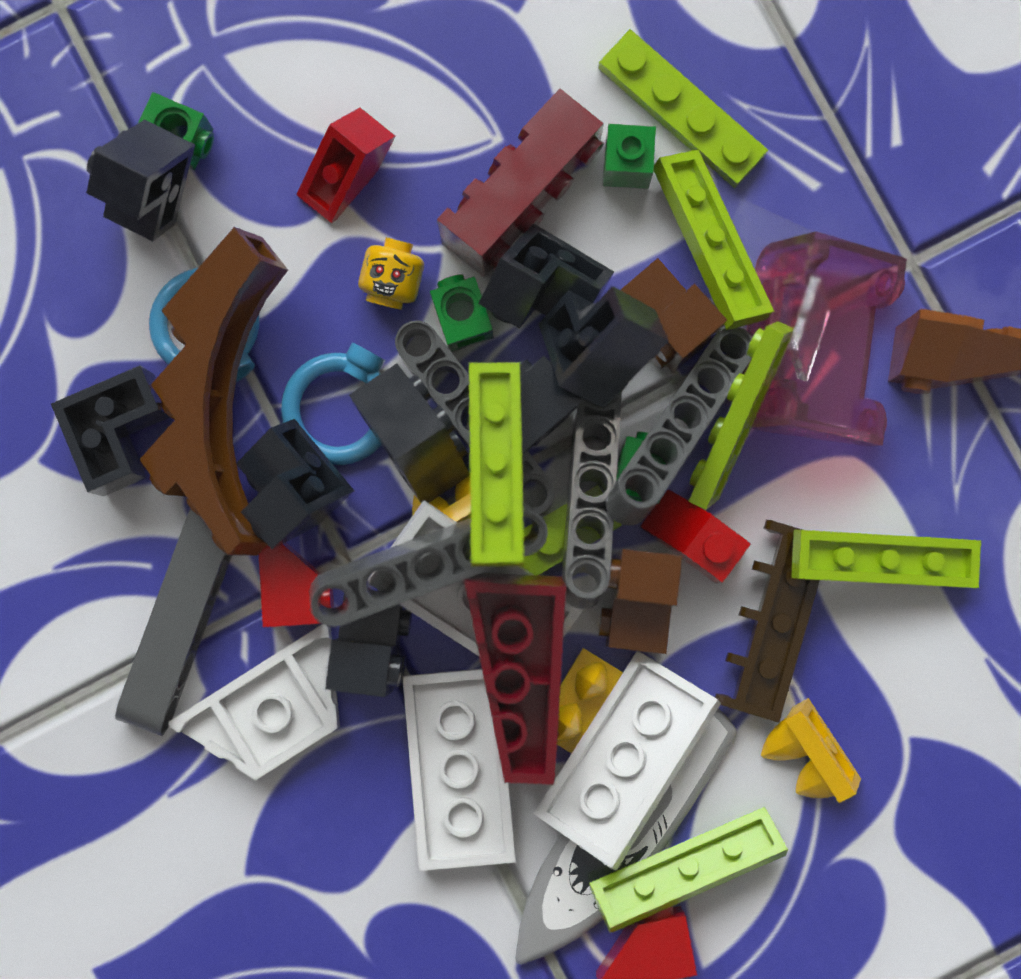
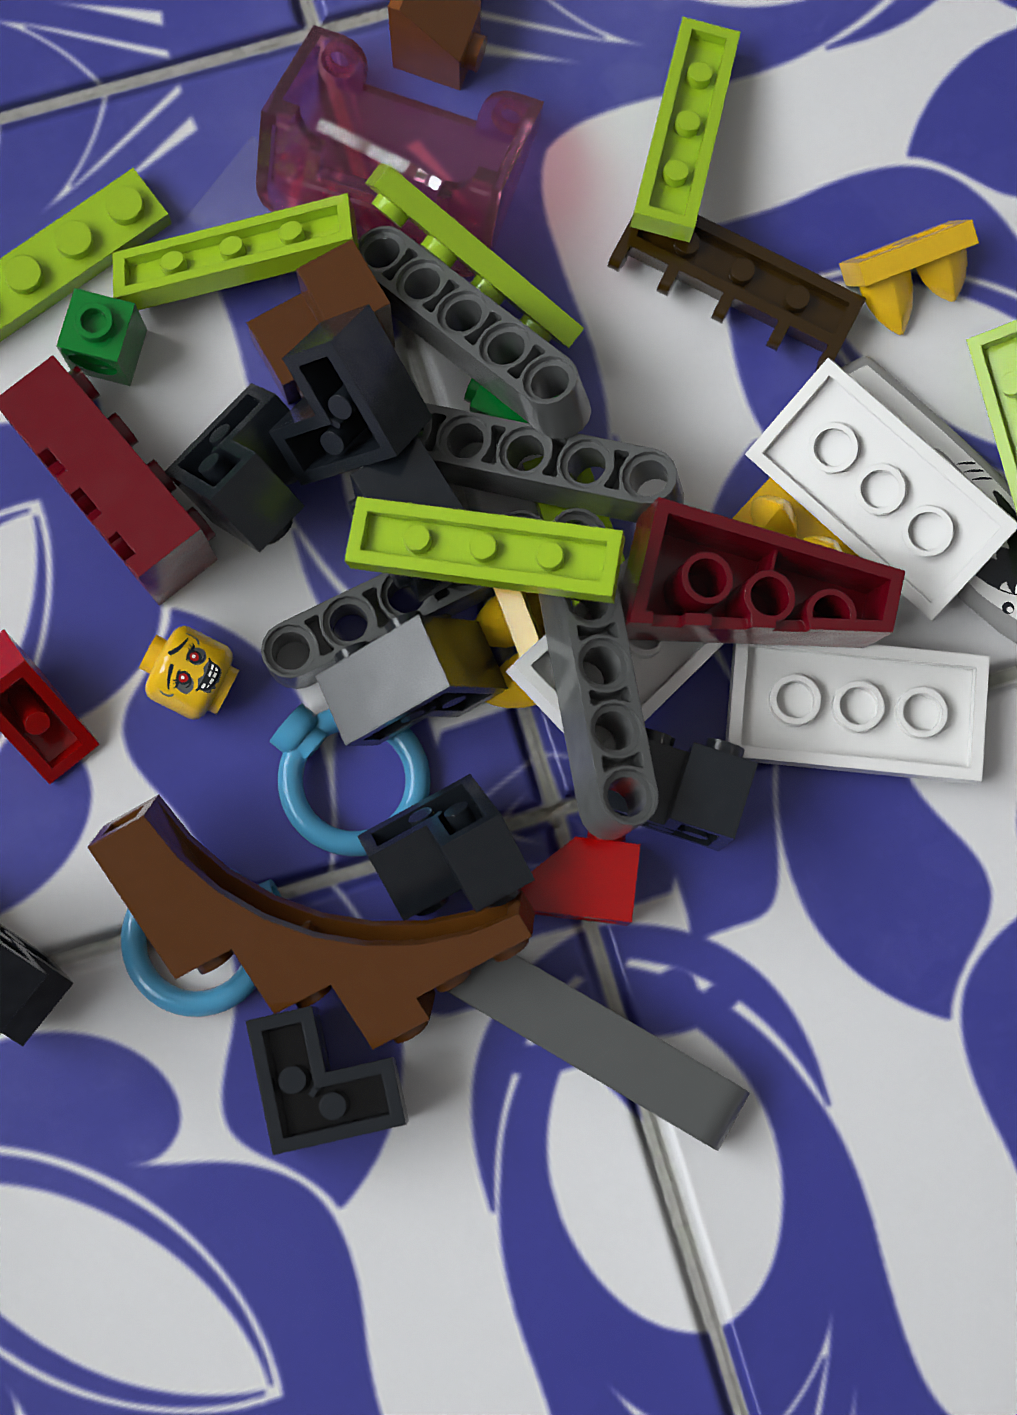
camera: 90 degrees left, 5 degrees down
(269, 709) = (738, 941): white wing -> none
(469, 331) = (280, 568): green brick -> none
(641, 600) = (695, 430): reddish brown brick -> none
(695, 536) = (623, 345): red slope -> none

